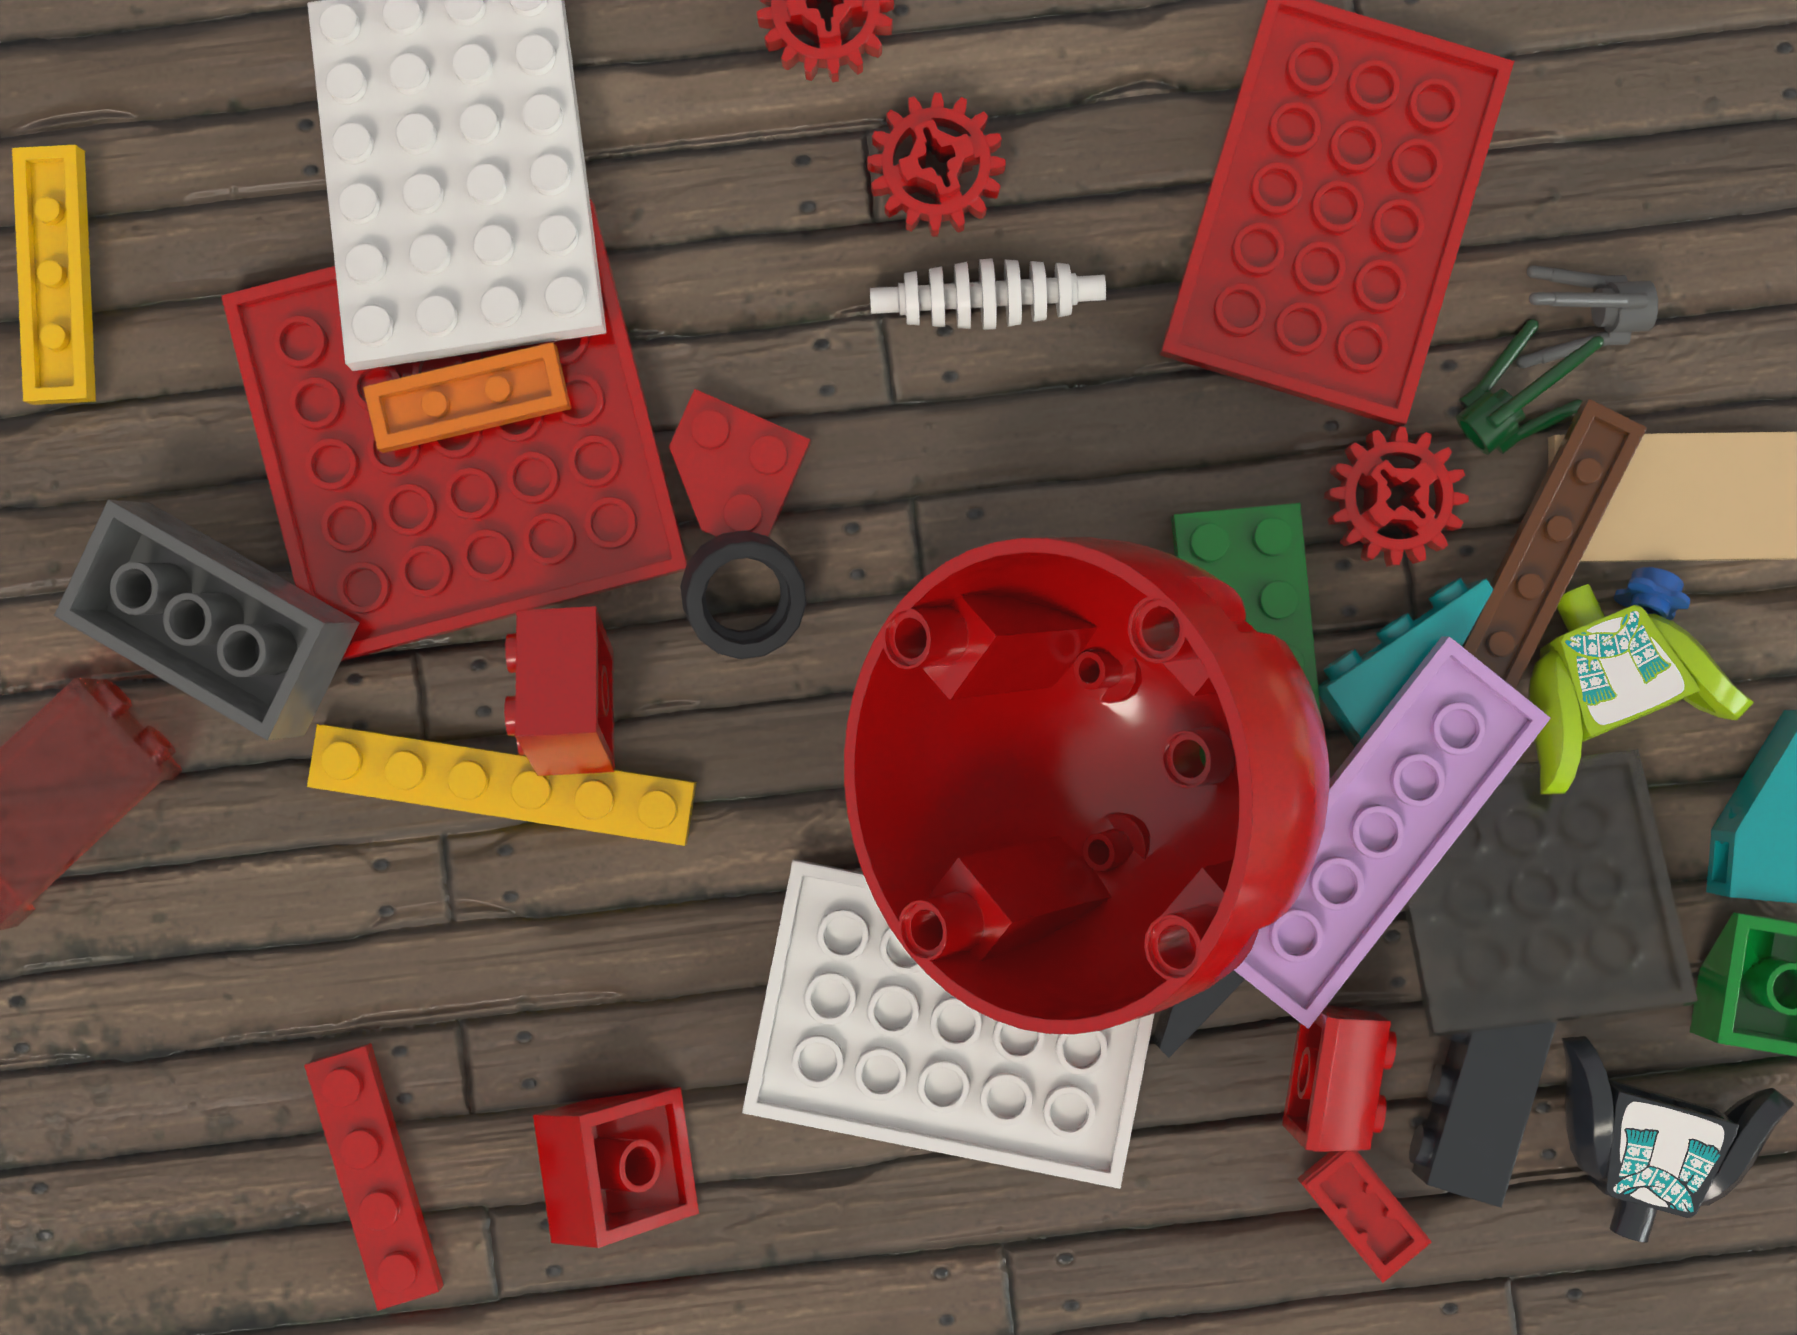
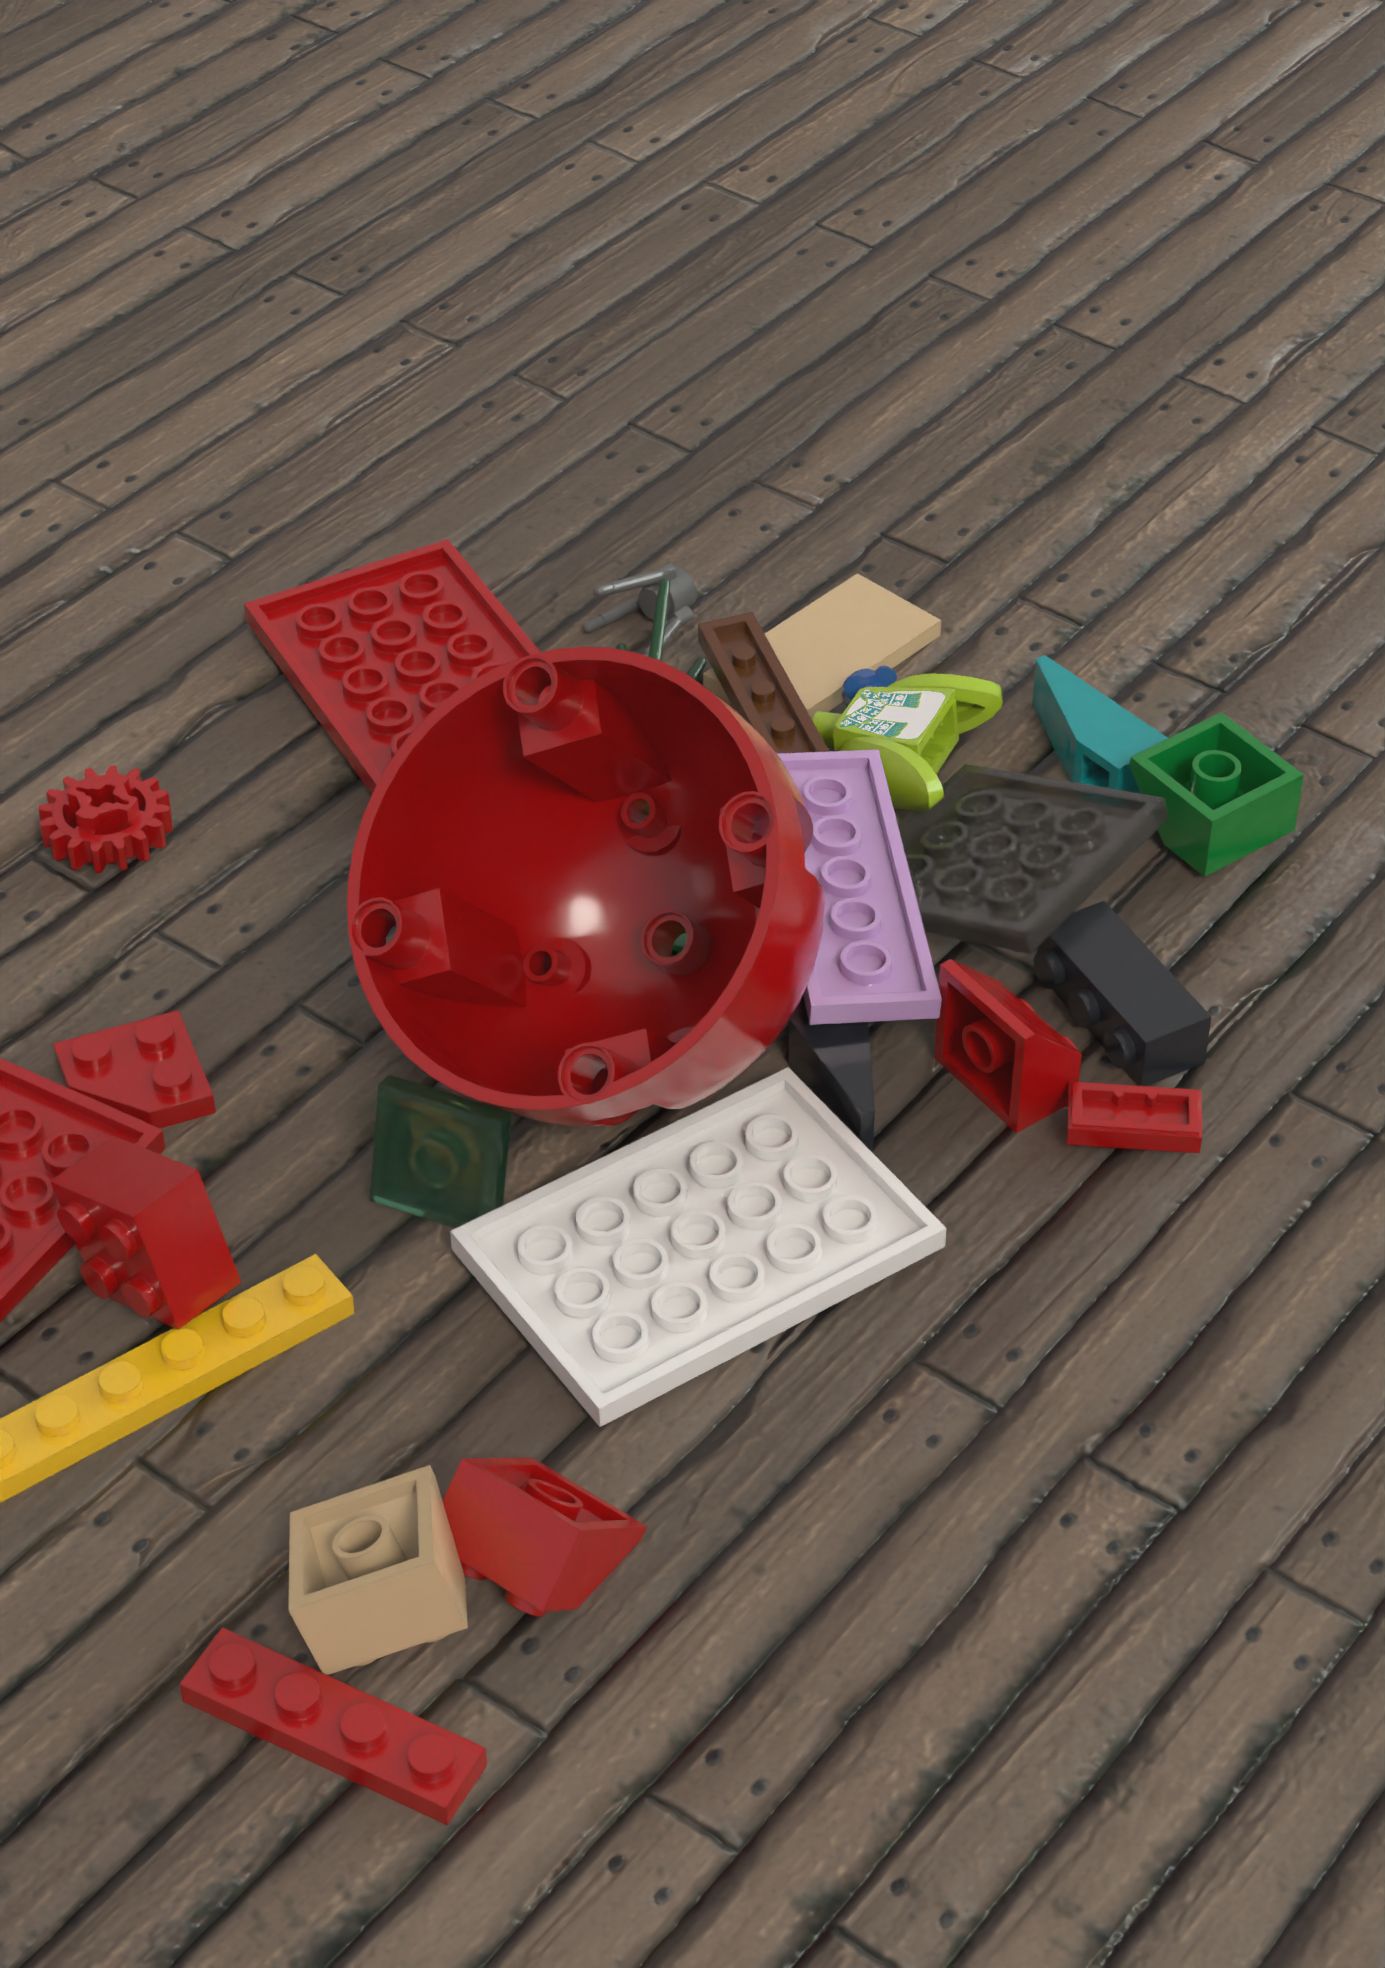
camera: 40 degrees left, 45 degrees down
(473, 1118) = (375, 1572): none -> tan slope
(768, 635) = (212, 1146): black tyre -> none
(820, 784) = (438, 1153): none -> clear green tile
(988, 294) = (221, 856): white piece -> none
(1657, 1147) = (1256, 932): black torso -> none

